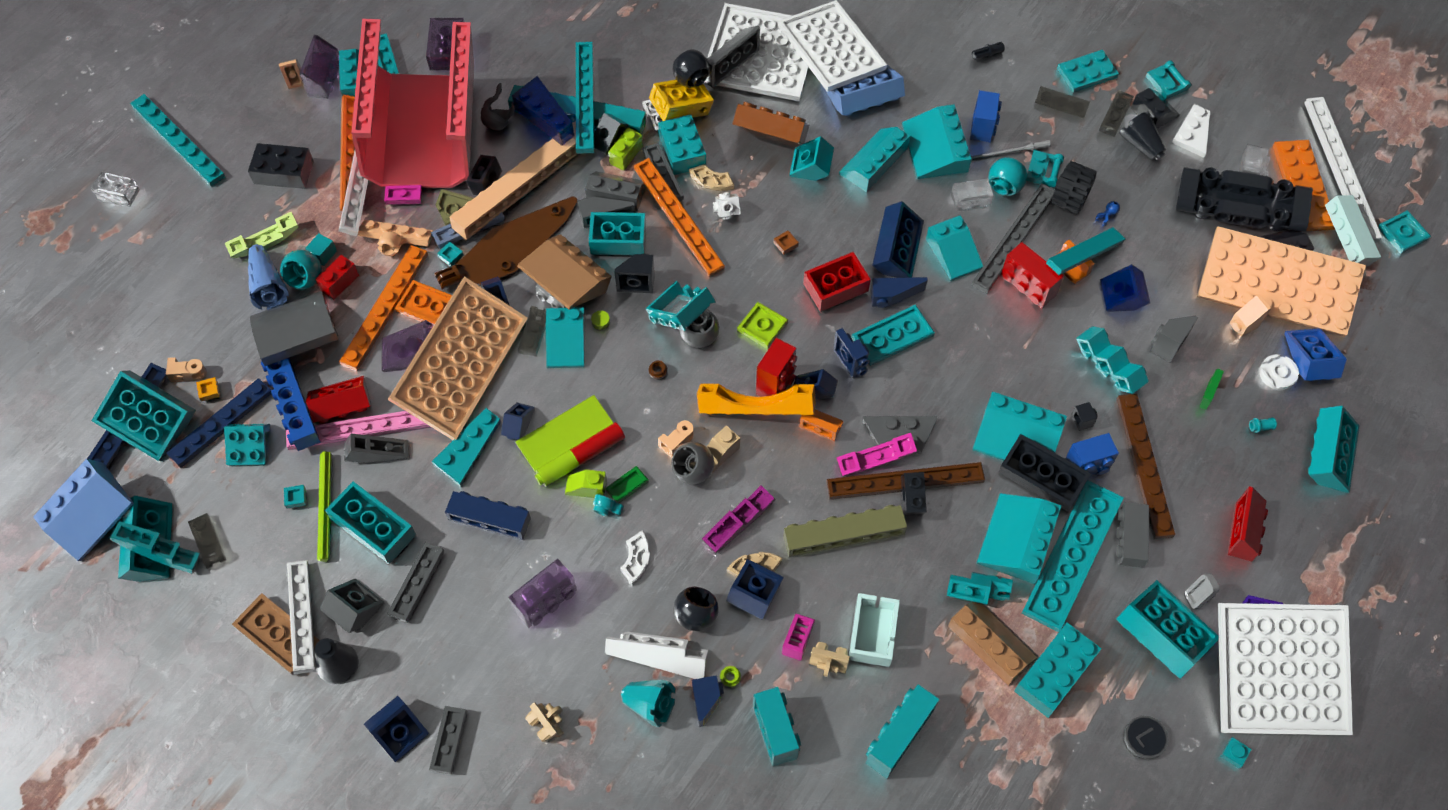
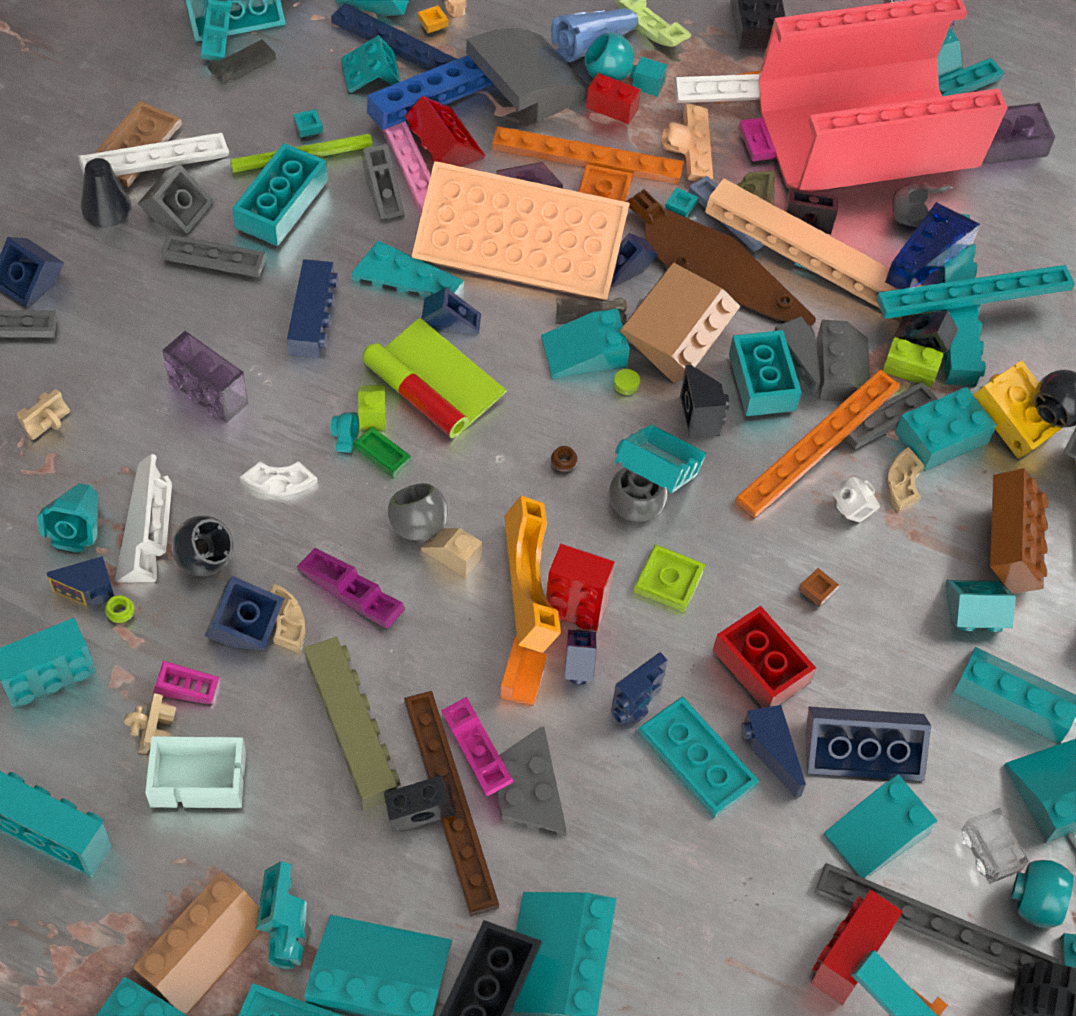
camera: 75 degrees right, 5 degrees down
(679, 436) = (460, 497): light nougat leg -> none

